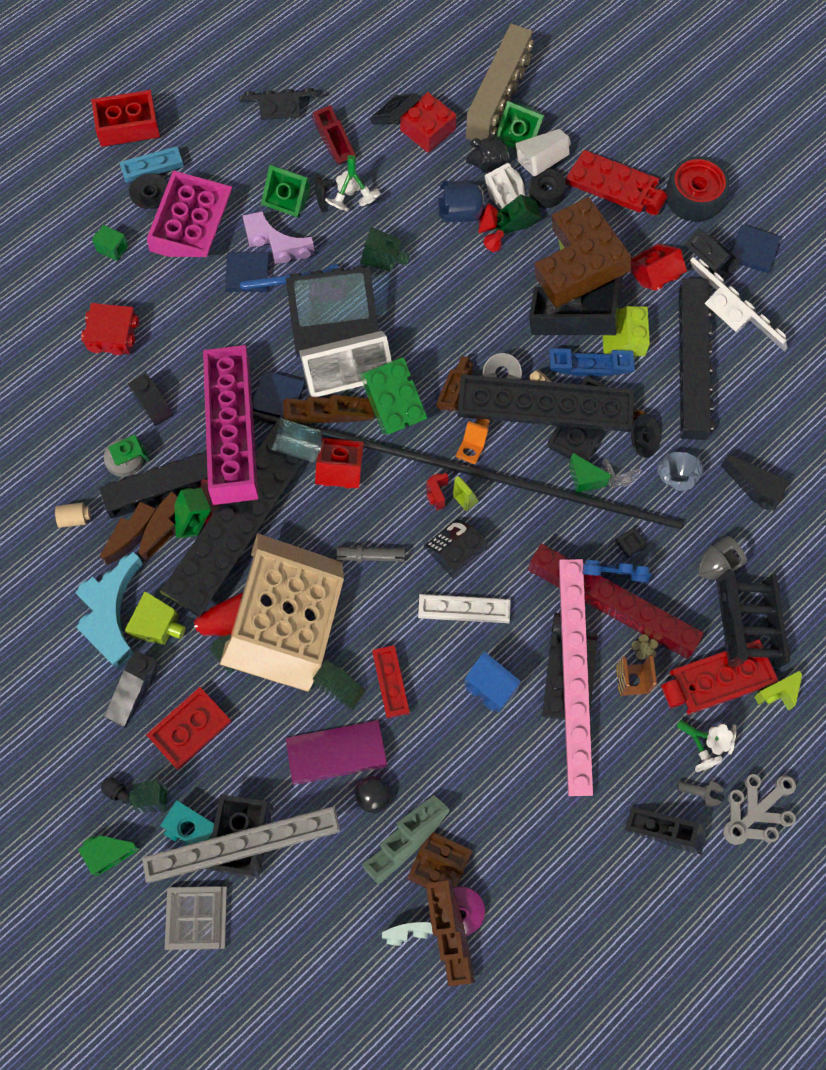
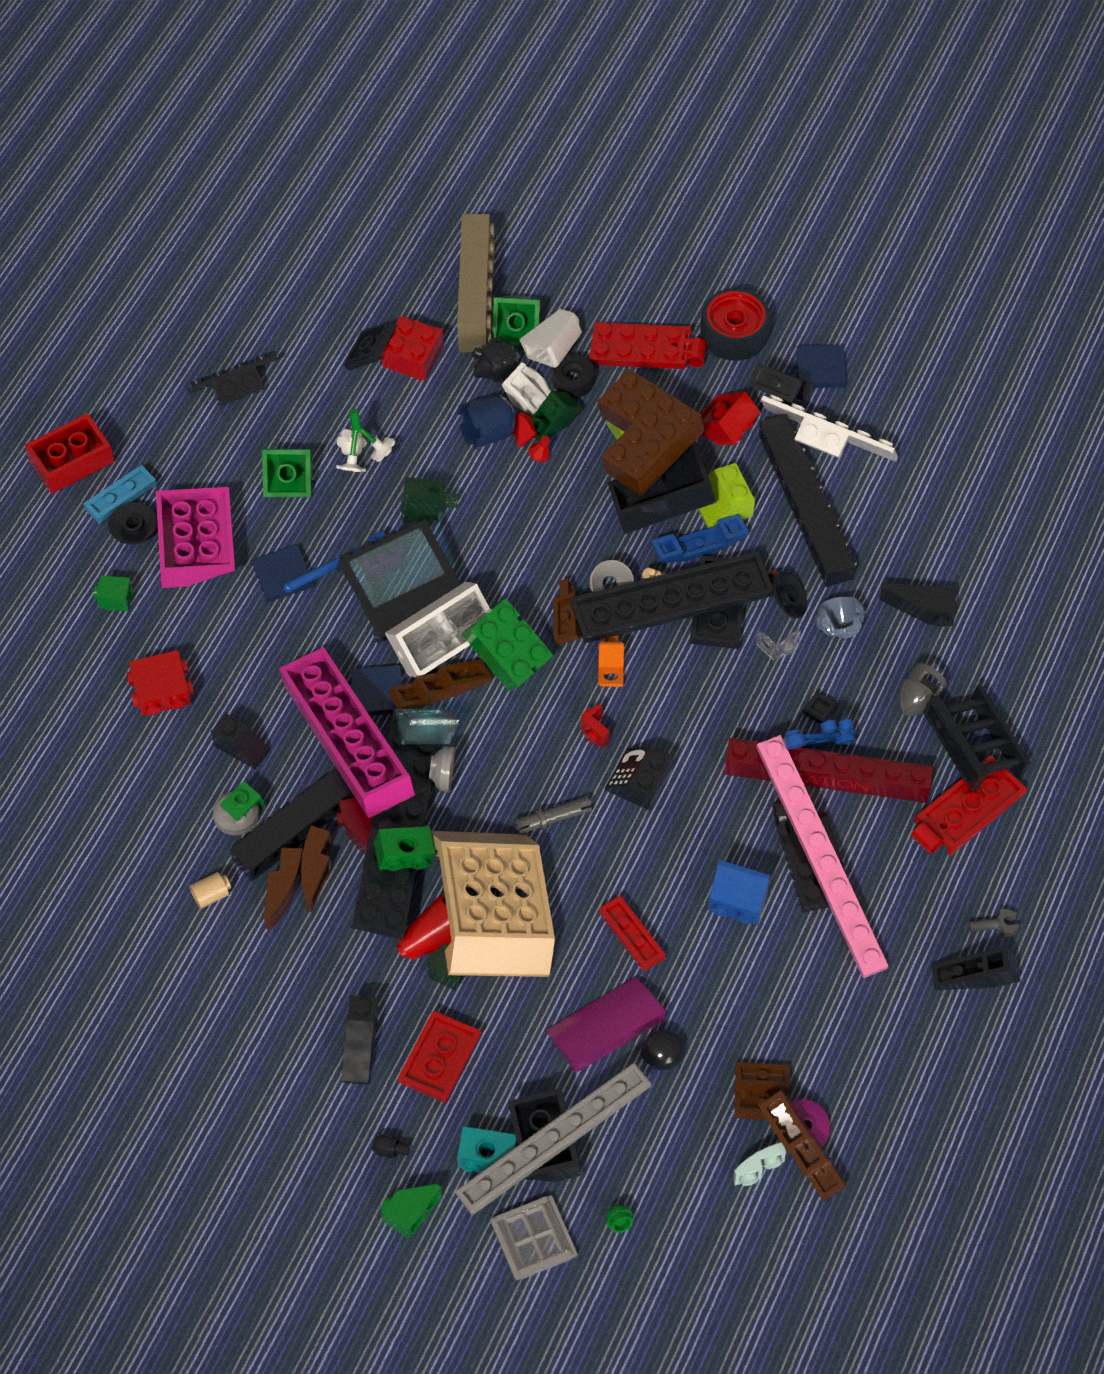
camera: 20 degrees left, 10 degrees down
(105, 599) = (296, 986): medium azure arch -> none
(149, 796) = (431, 1135): clear green slope -> none
(154, 621) = (353, 964): lime torso -> none
(190, 512) = (343, 838): green slope -> none
(242, 537) = (414, 839): none -> green brick
(272, 930) = (619, 1218): none -> green plate
(283, 247) = (311, 534): lavender arch -> none
(297, 482) = (442, 768): none -> light grey piece
(320, 192) = (324, 461): black bar -> none
(332, 134) = (312, 395): dark red slope -> none
(338, 685) = (578, 956): clear green slope -> none
(339, 463) = (480, 735): red slope -> none
(411, 834) = (719, 1076): sand green slope -> none
(464, 494) = (626, 718): lime slope -> none
(464, 608) = (675, 835): white tile -> none
(515, 482) = (642, 693): black piece -> none
(586, 475) = (745, 656): green slope -> none
(644, 647) = (878, 806): olive plant -> none
(644, 671) = (892, 830): dark orange piece -> none
(718, 739) = (990, 858): white plant -> none
(757, 812) = (1058, 922): light grey plant -> none
(785, 689) = (1036, 794): lime slope -> none

